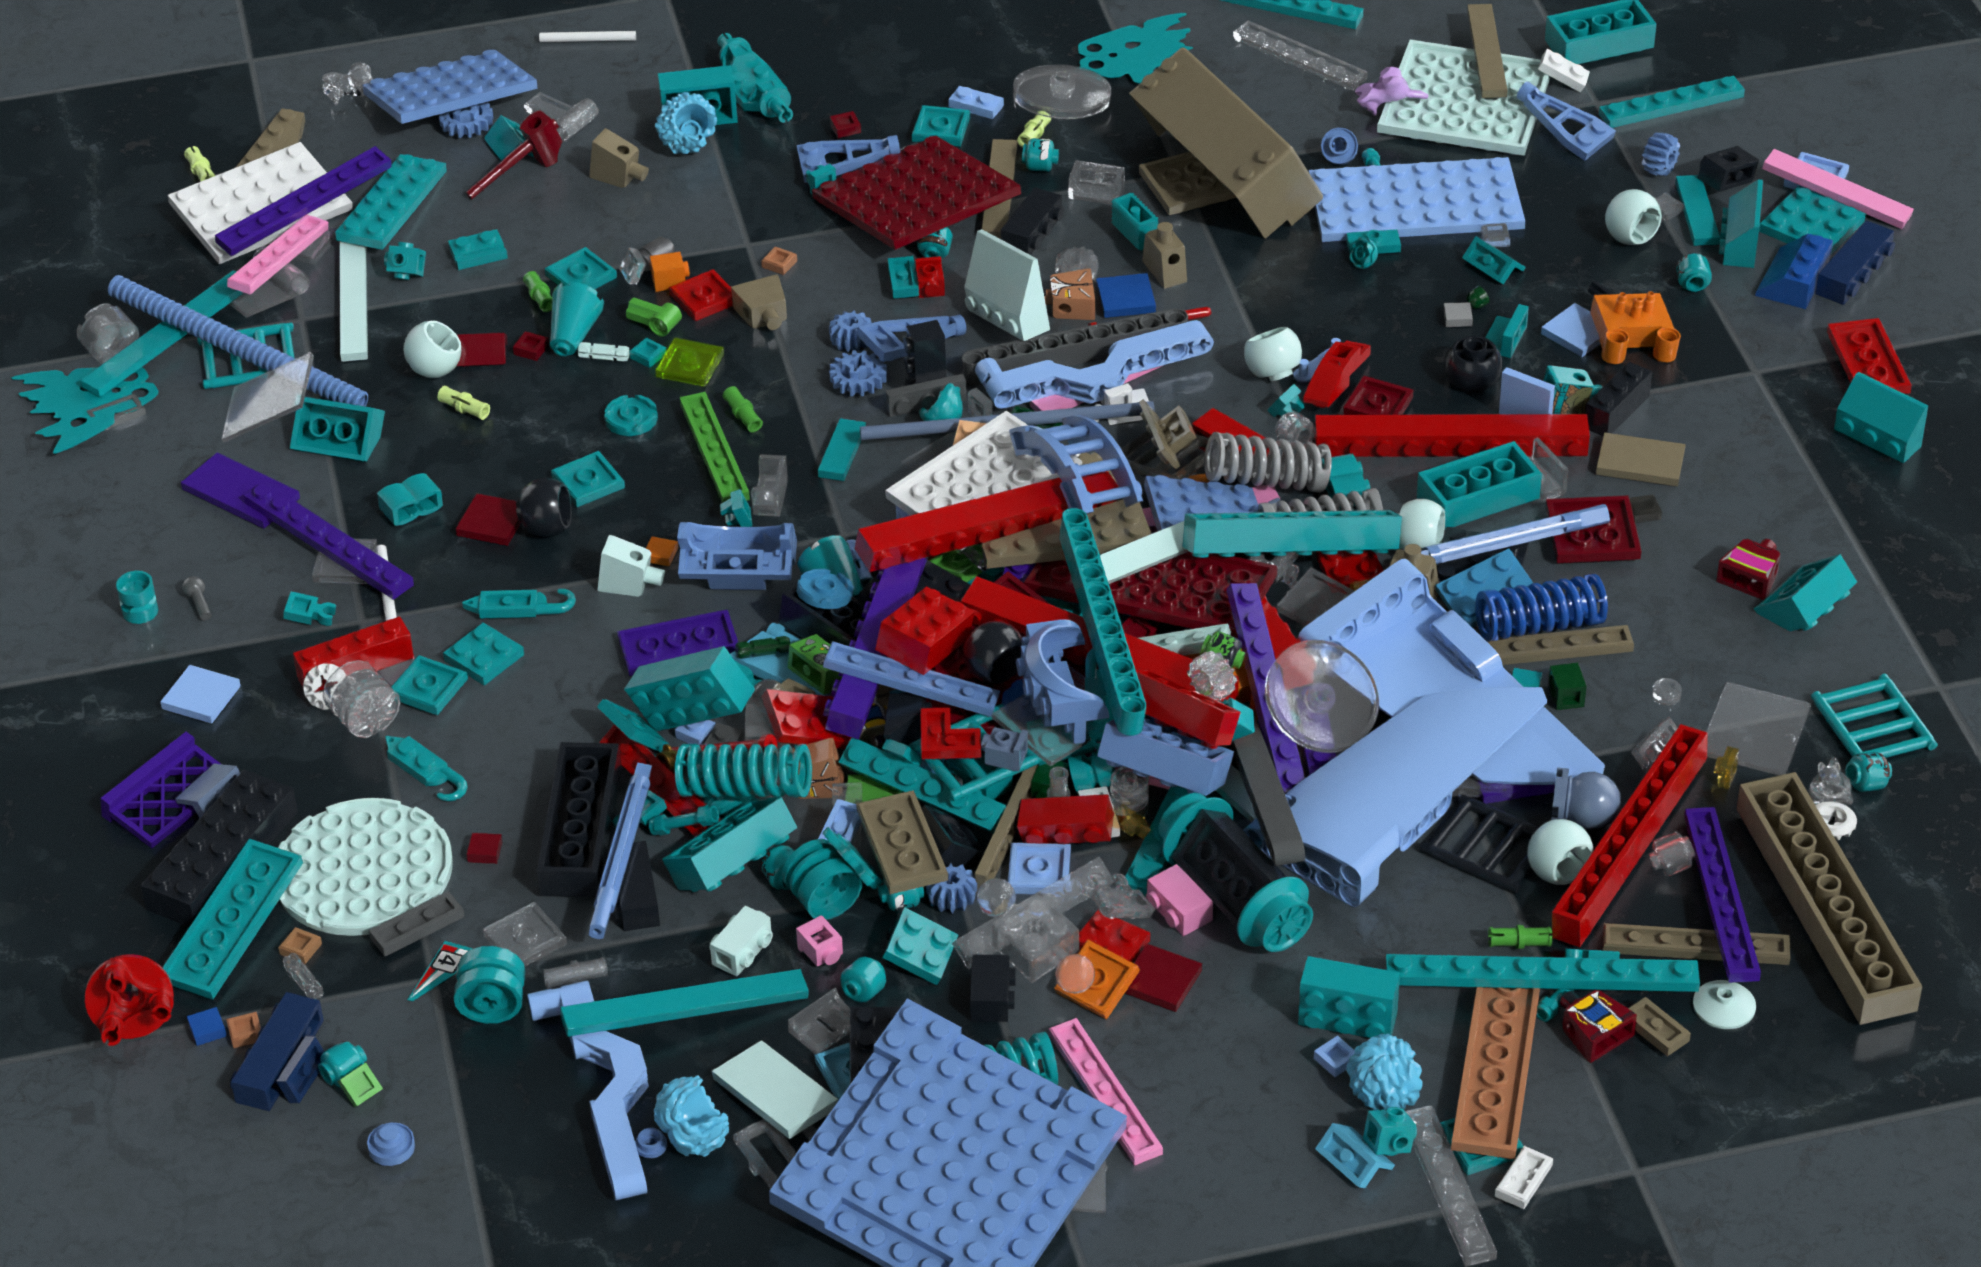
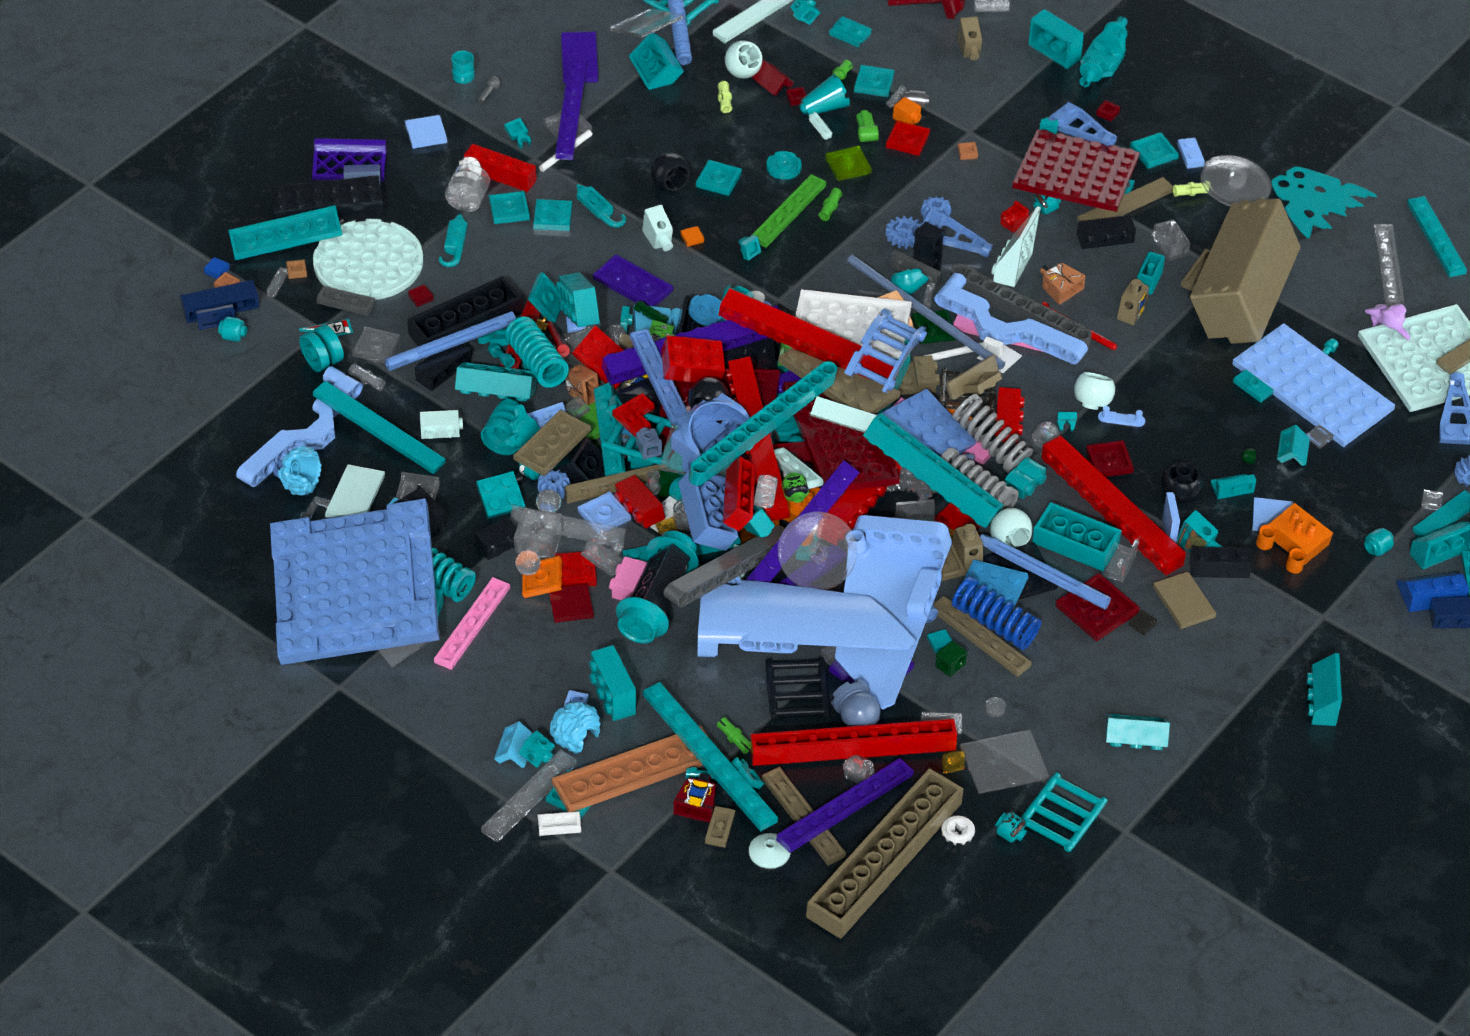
camera: 50 degrees right, 5 degrees up
(129, 1013) = (196, 227): red piece -> none
(360, 1084) = (224, 343): bright green plate -> none
(391, 1144) = (199, 376): medium blue plate -> none
(410, 499) = (632, 120): teal brick -> none
(489, 520) = (645, 156): dark red tile -> none
(647, 352) = (838, 142): teal tile -> none
(686, 123) = (1027, 46): medium azure hair -> none
(736, 555) = (706, 260): medium blue piece -> none
(760, 302) = (922, 162): dark tan torso -> none
(771, 486) = (781, 251): clear panel -> none
(823, 947) = (468, 459): bright pink brick -> none
(841, 450) = (838, 261): teal tile -> none
(863, 979) = (458, 486): teal head -> none
(903, 277) = (1002, 204): teal plate -> none
(1040, 155) = (1167, 203): teal head -> none
(1076, 259) = (1091, 268): clear gear -> none
(1126, 295) = (1090, 305): blue tile -> none
(1334, 372) = (1107, 425): red slope -> none
(1339, 146) = (1318, 324): medium blue plate -> none
(1363, 253) = (1234, 385): teal plate -> none
(1458, 314) = (1227, 455): light grey tile -> none
(1559, 851) = (807, 714): light aqua wheel -> none
(1633, 217) = (1393, 486): light aqua wheel -> none
(1750, 567) = (1136, 693): dark red torso -> none
(1831, 784) = (979, 813): clear animal -> none
(1867, 349) = (1386, 661): red plate -> none

